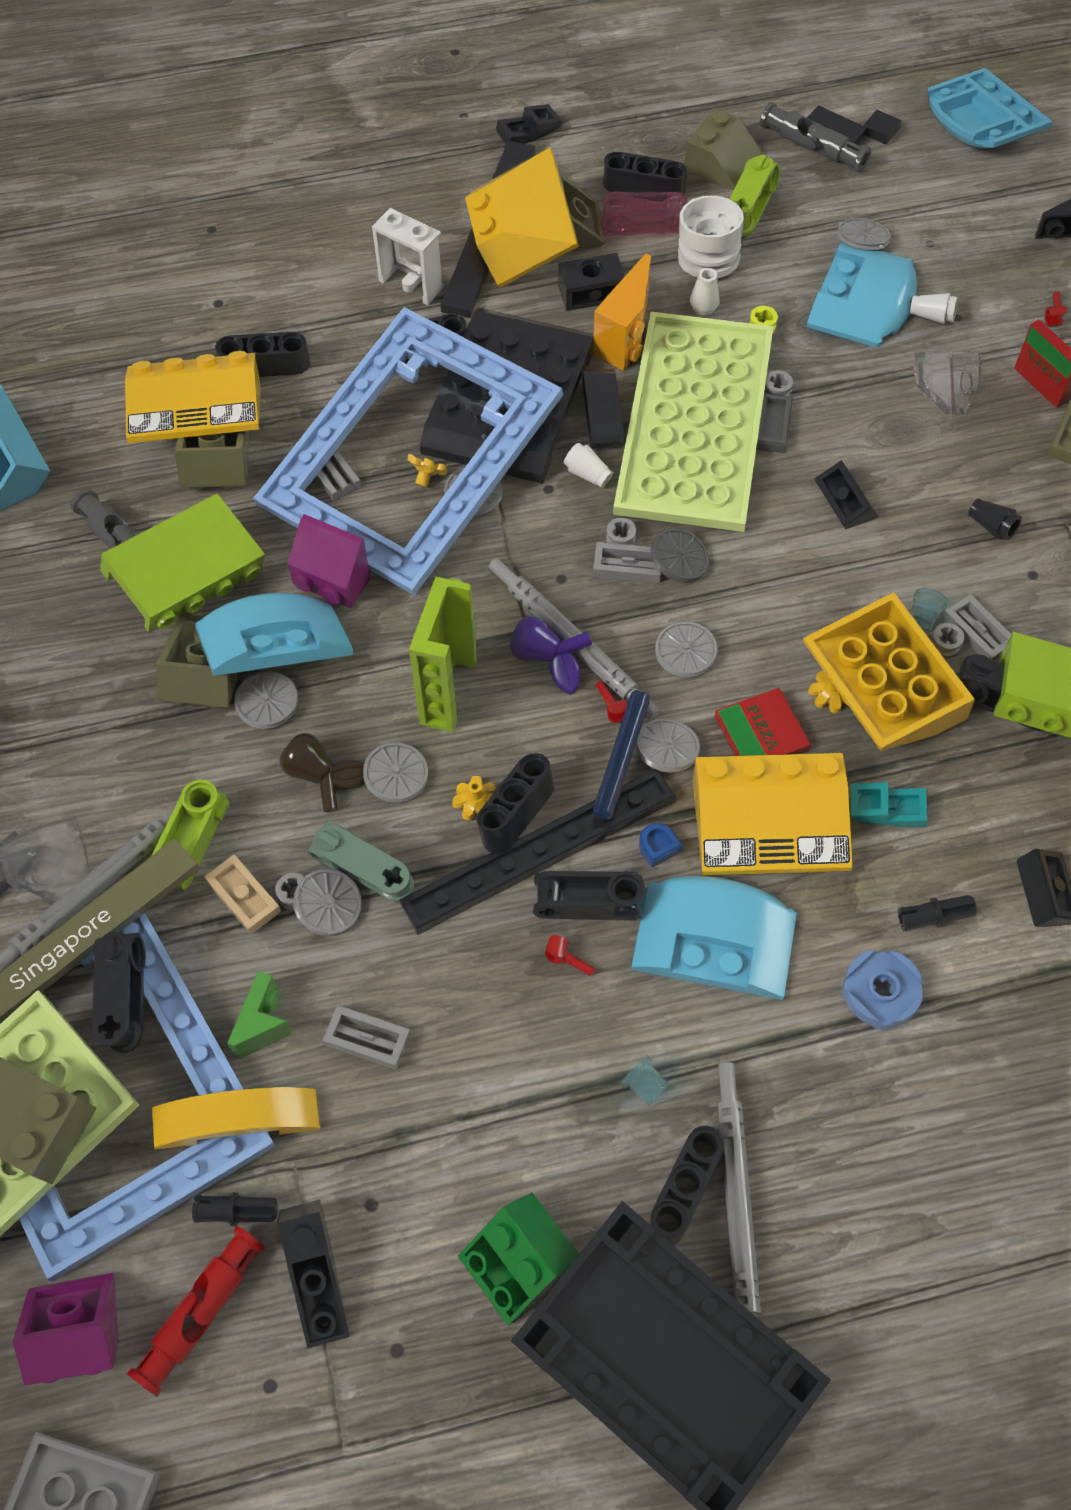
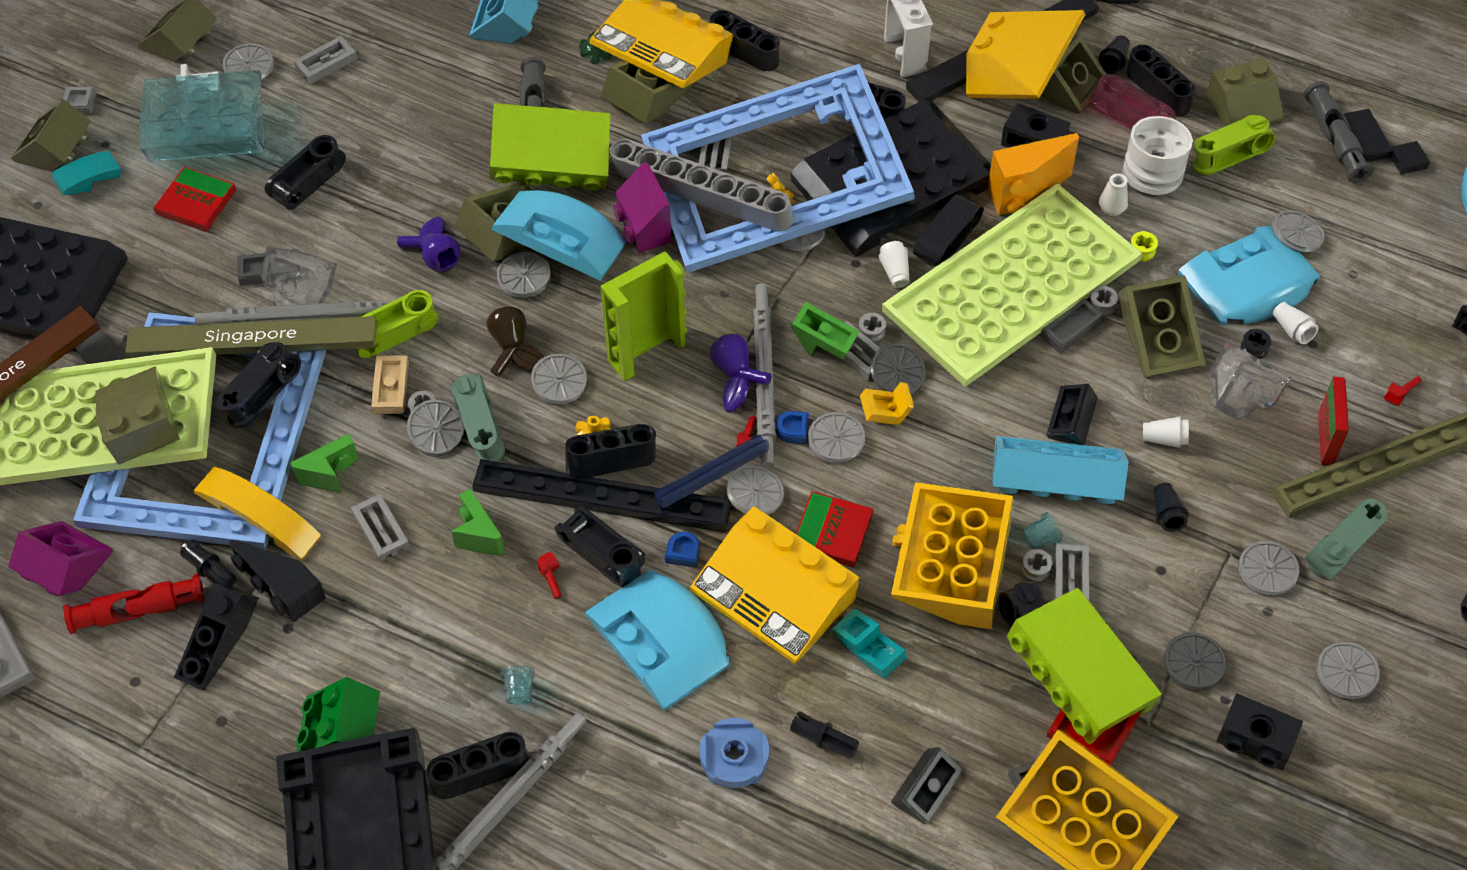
camera: 40 degrees right, 5 degrees down
(121, 449) = (590, 50): none -> clear green plant
(165, 732) = (438, 249): none -> dark purple piece
(327, 1162) = (284, 579): none -> black slope
(376, 493) = (706, 185): none -> light grey beam
(472, 965) = (478, 530): none -> bright green slope
(588, 177) = (1114, 55): none -> black cone
(596, 562) = (820, 329): none -> bright green slope
(642, 666) = (792, 427): none -> blue tile
(705, 589) = (887, 406): none -> yellow bracket
(845, 375) = (1162, 325): none -> olive slope
(887, 546) = (1059, 469): none -> medium azure slope
(921, 341) = (1260, 337): none -> black bush
(935, 457) = (1167, 431): none -> white cone

